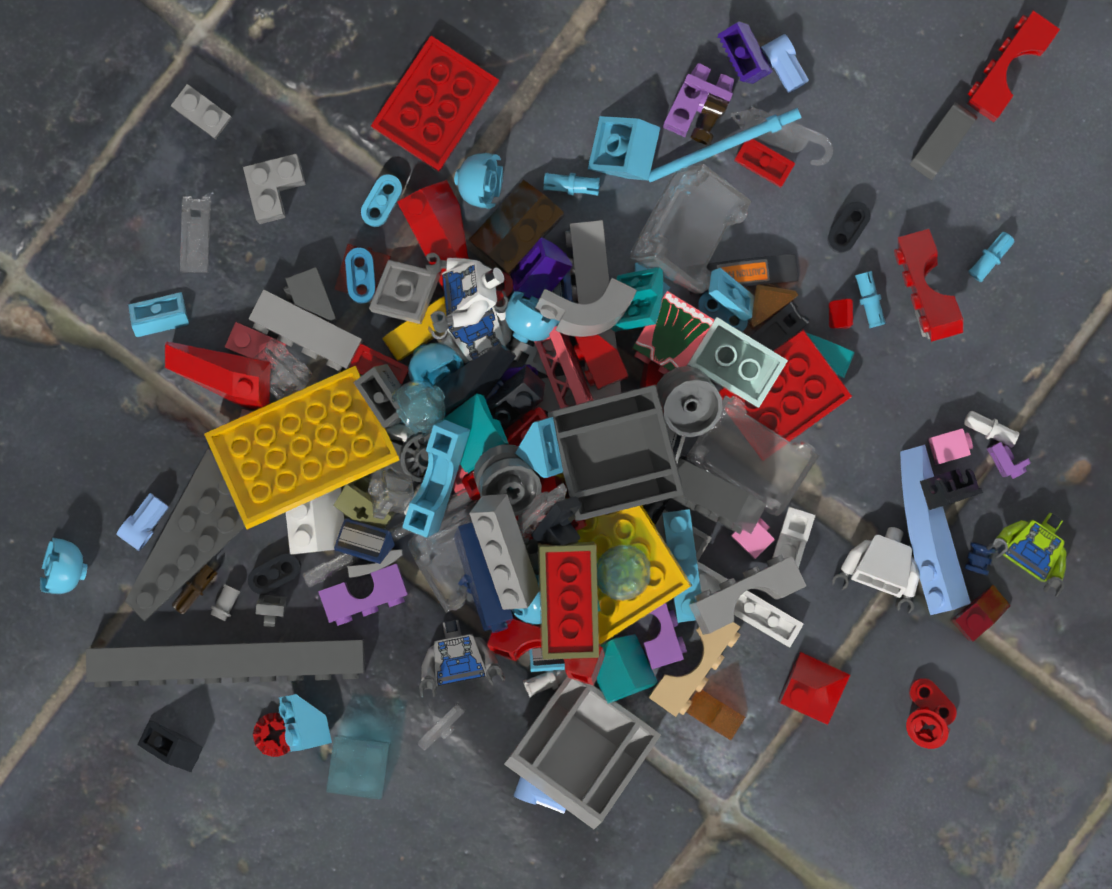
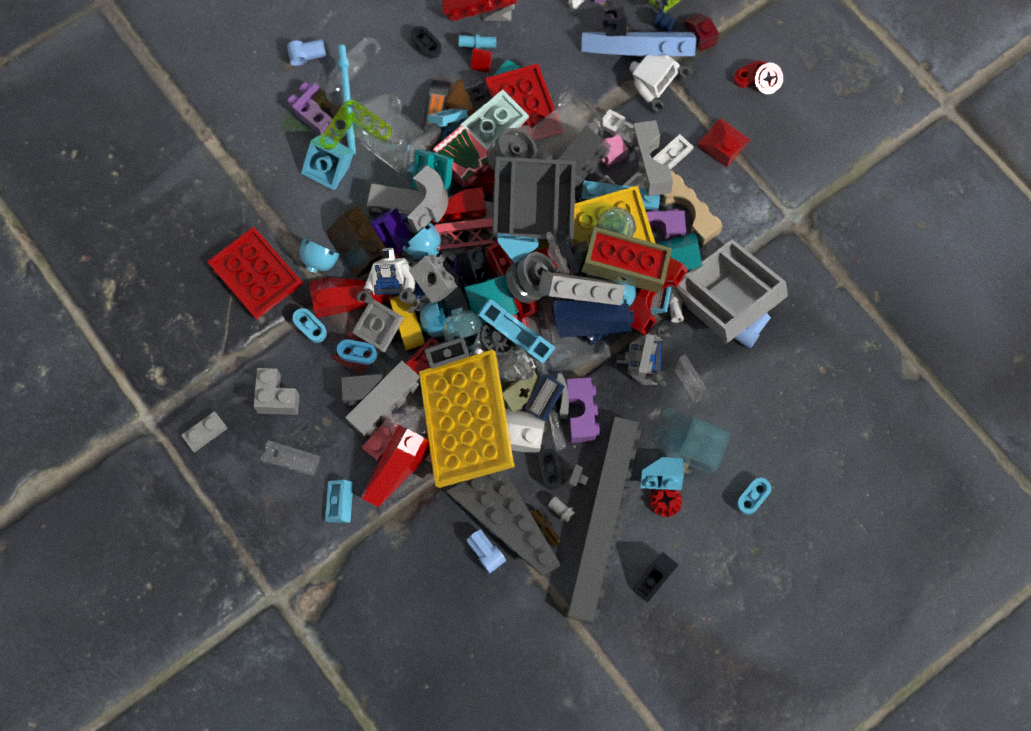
camera: 75 degrees left, 15 degrees down
(62, 567) = (502, 618): medium azure cylinder -> none
(310, 849) = (753, 497): none -> medium azure plate
(463, 661) = (648, 349): none -> light grey plate
(476, 348) = (423, 274): none -> light grey brick
(571, 184) = (340, 200): medium azure pin -> none
(678, 163) = (349, 119): none -> clear neon green beam
(715, 714) = (726, 204): clear orange slope -> none
(745, 53) = (290, 70): dark purple brick -> none
(764, 162) = (366, 80): red plate -> none
(950, 446) = (587, 18): bright pink brick -> none

